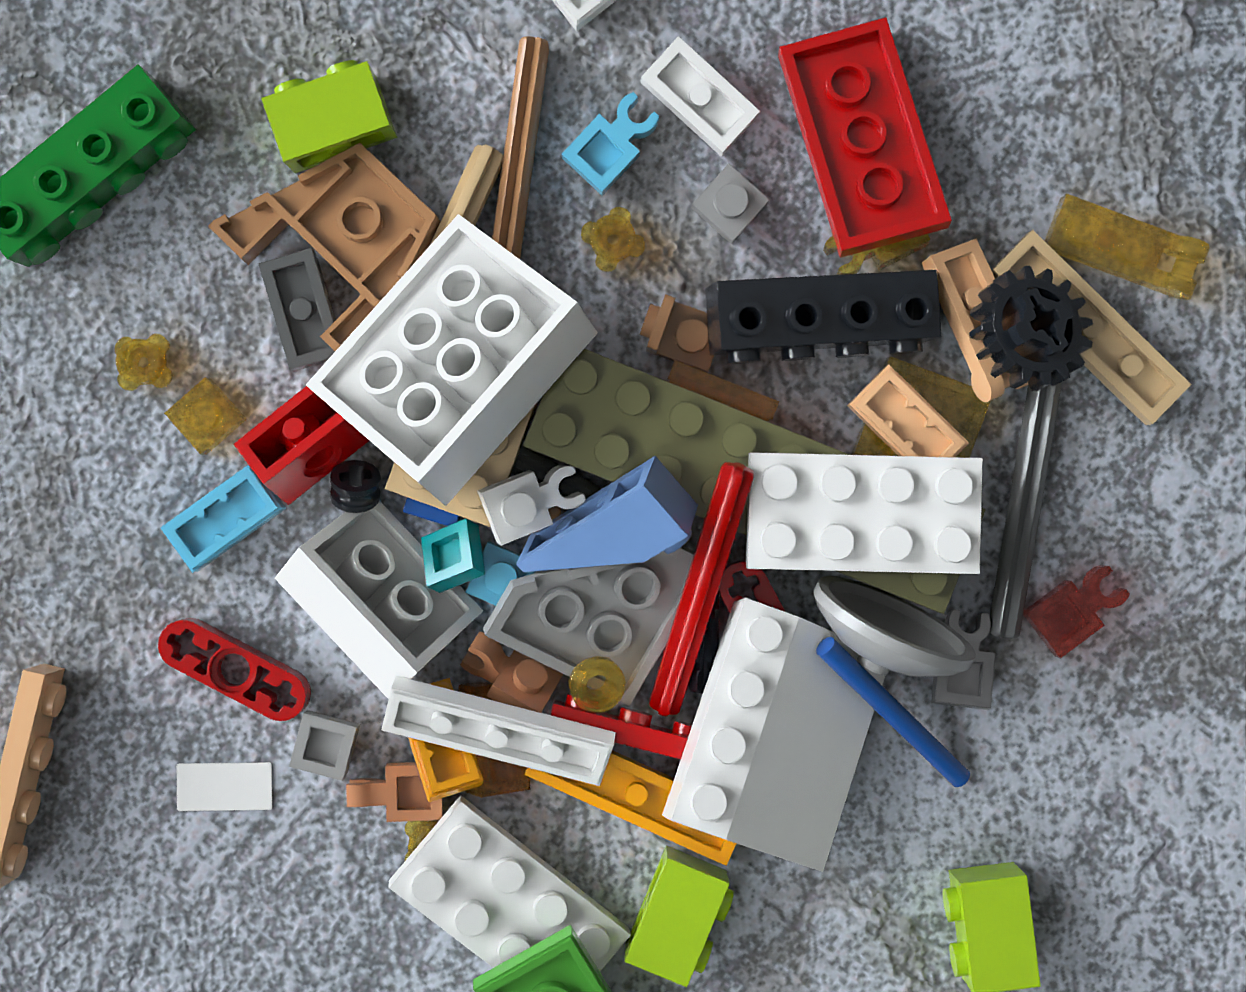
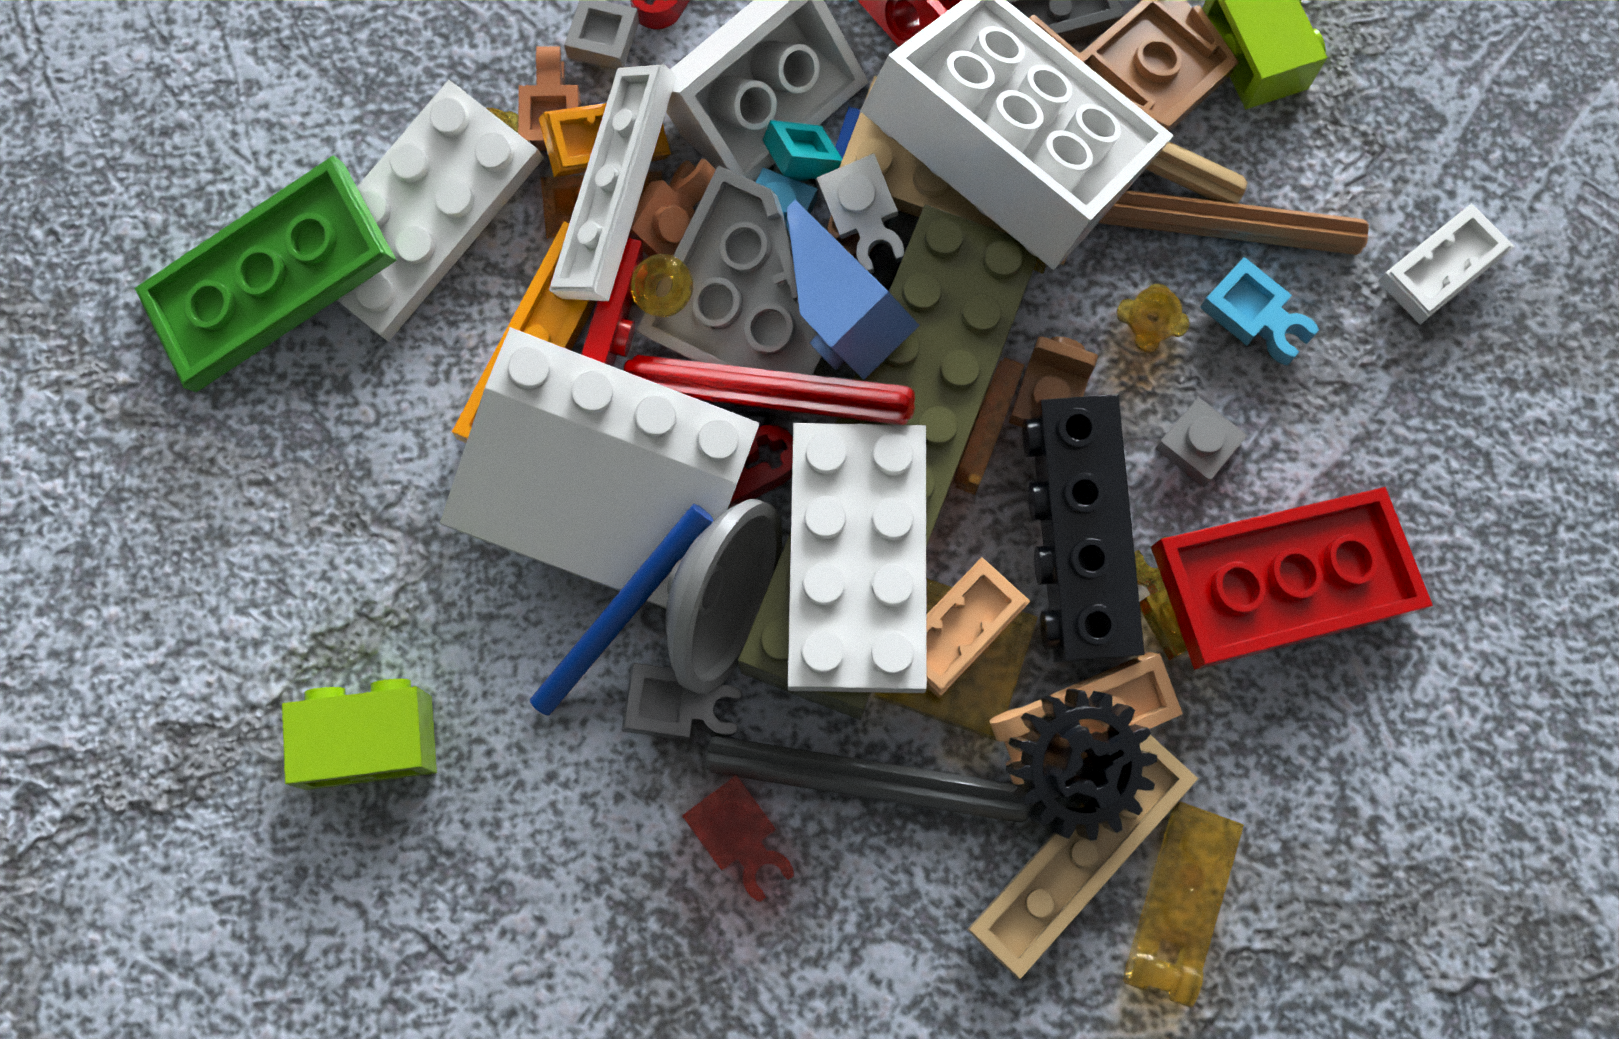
camera: 85 degrees right, 15 degrees down
(351, 474) = (869, 54): black bush -> none
(678, 916) = (397, 381): lime brick -> none
(699, 96) = (1319, 405): white plate -> none

